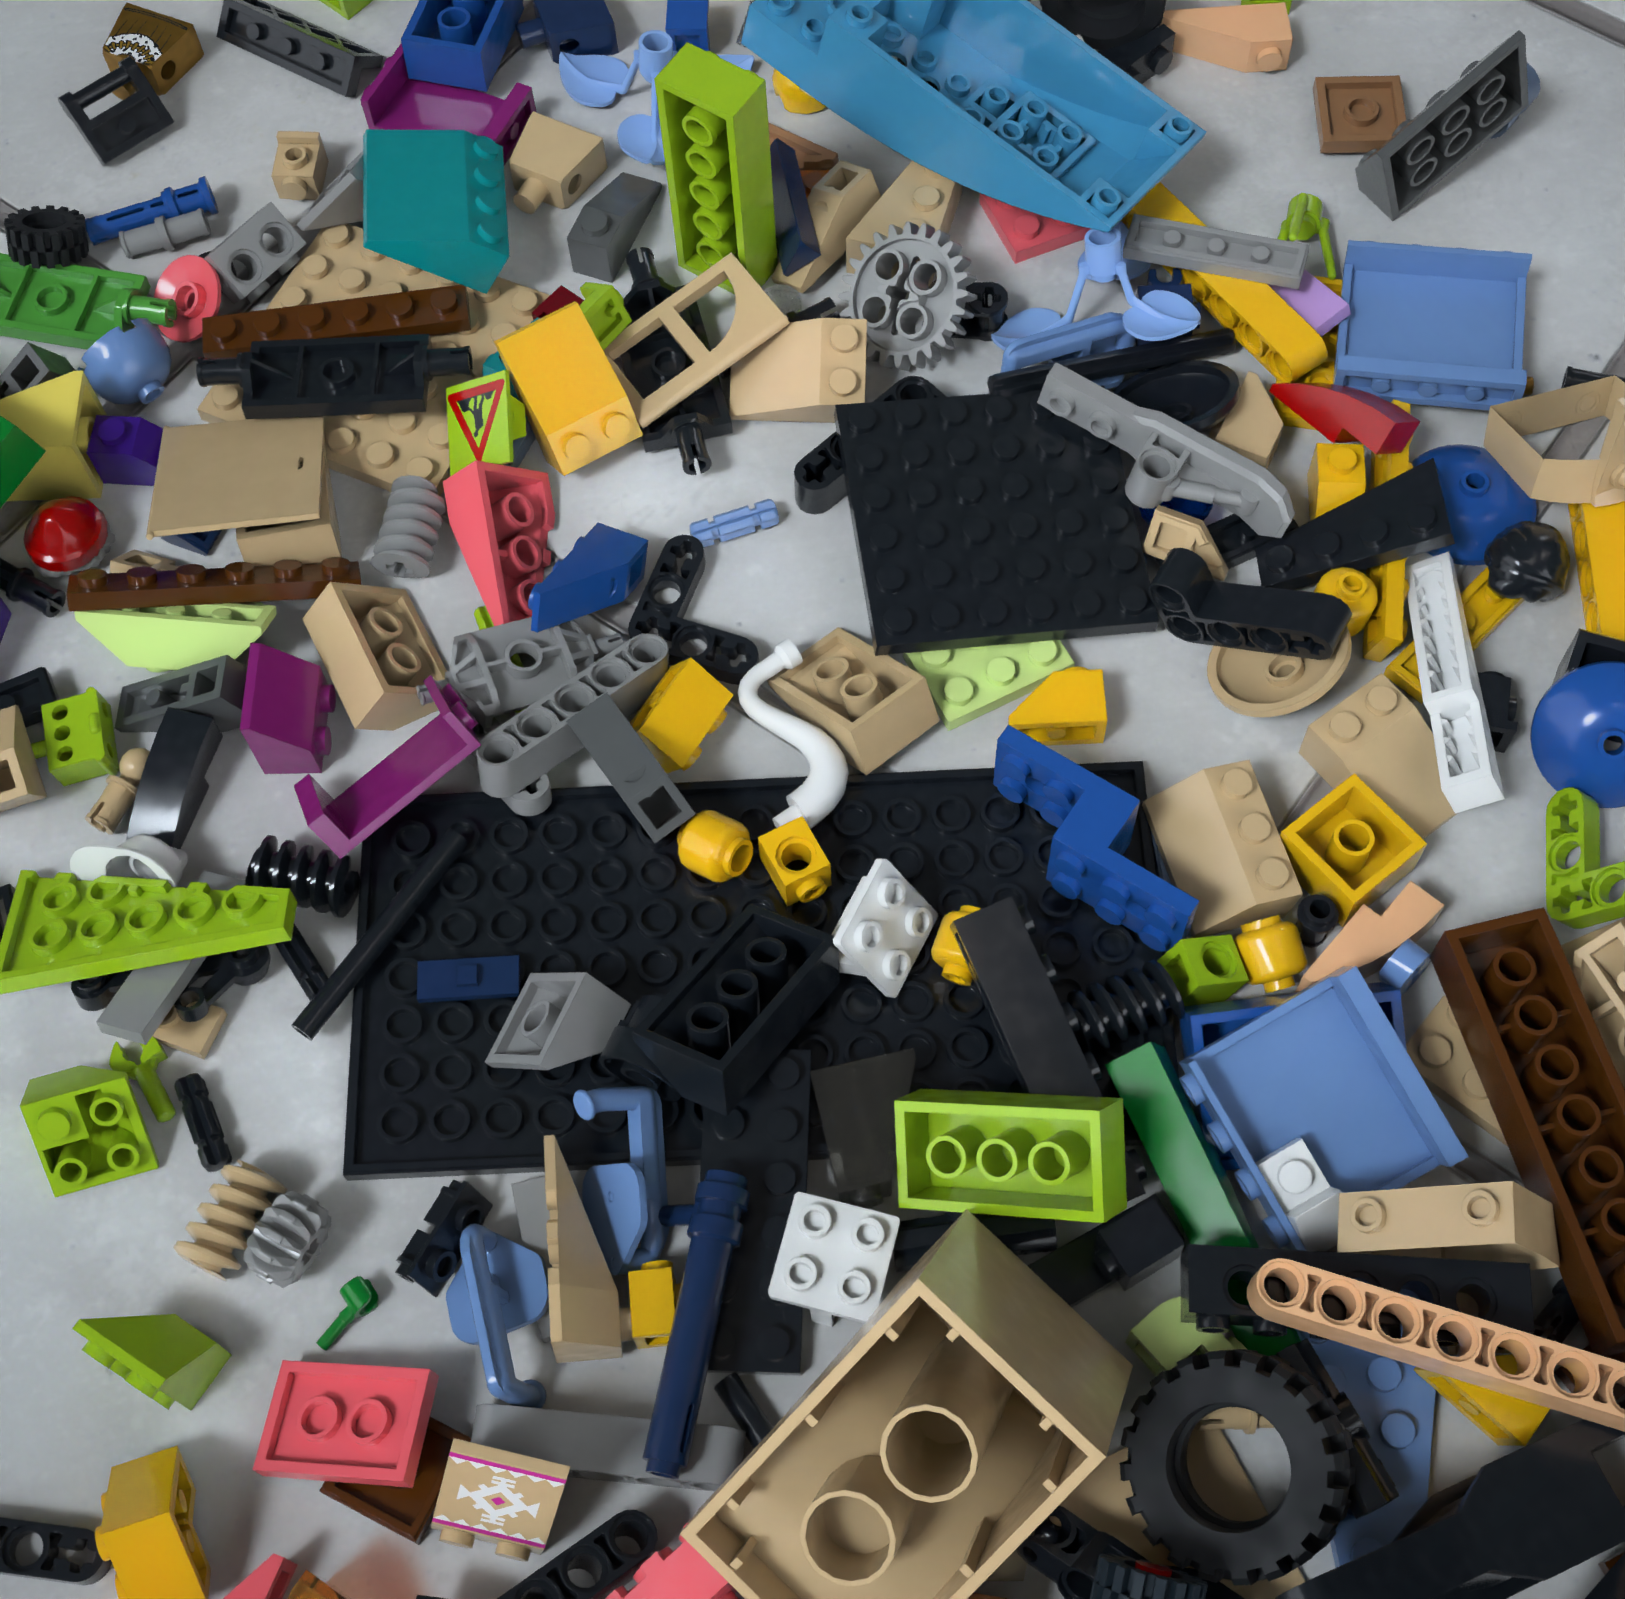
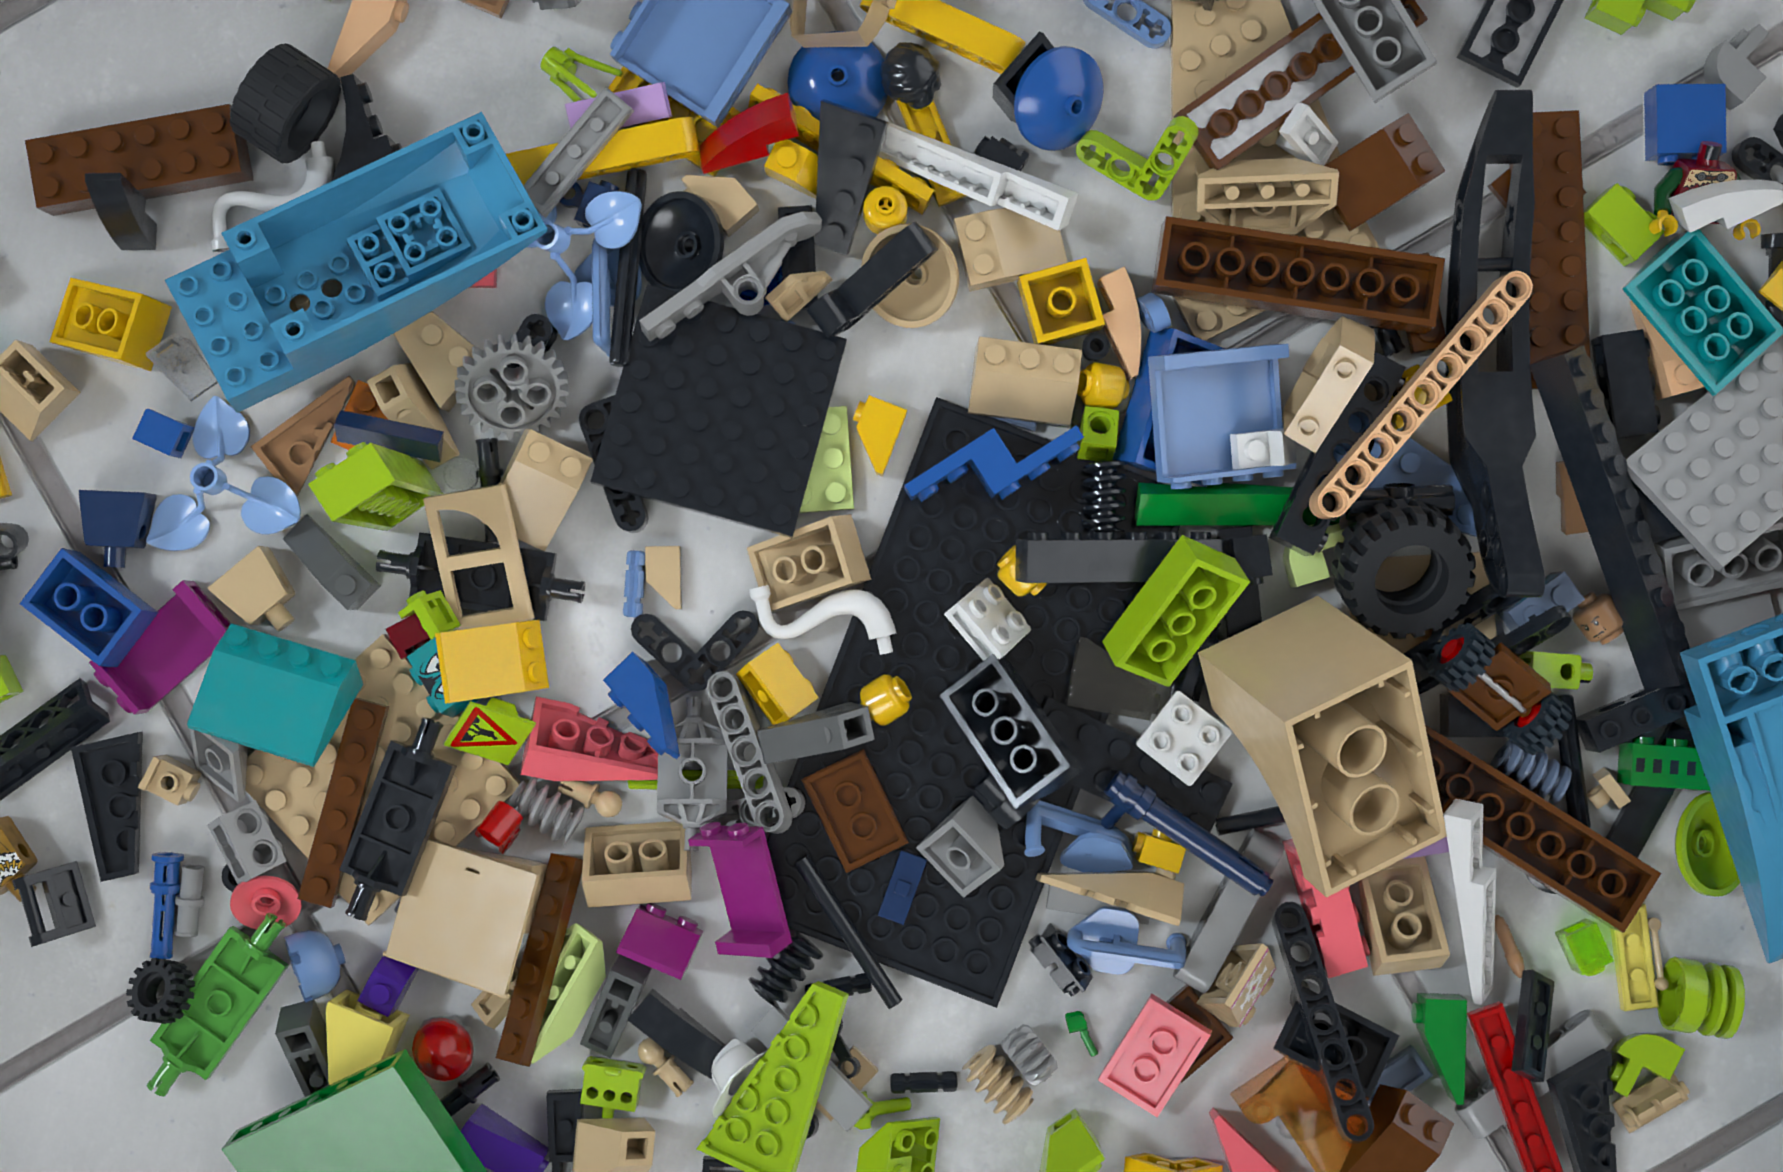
camera: 65 degrees left, 25 degrees up
(251, 127) = (111, 799): none -> black wing
(366, 487) = (500, 826): none -> red piece
(447, 577) = (607, 803): none -> tan pin
(550, 877) = (855, 810): none -> reddish brown tile
(763, 551) = (664, 572): none -> tan tile
(792, 843) = (907, 664): yellow brick -> none

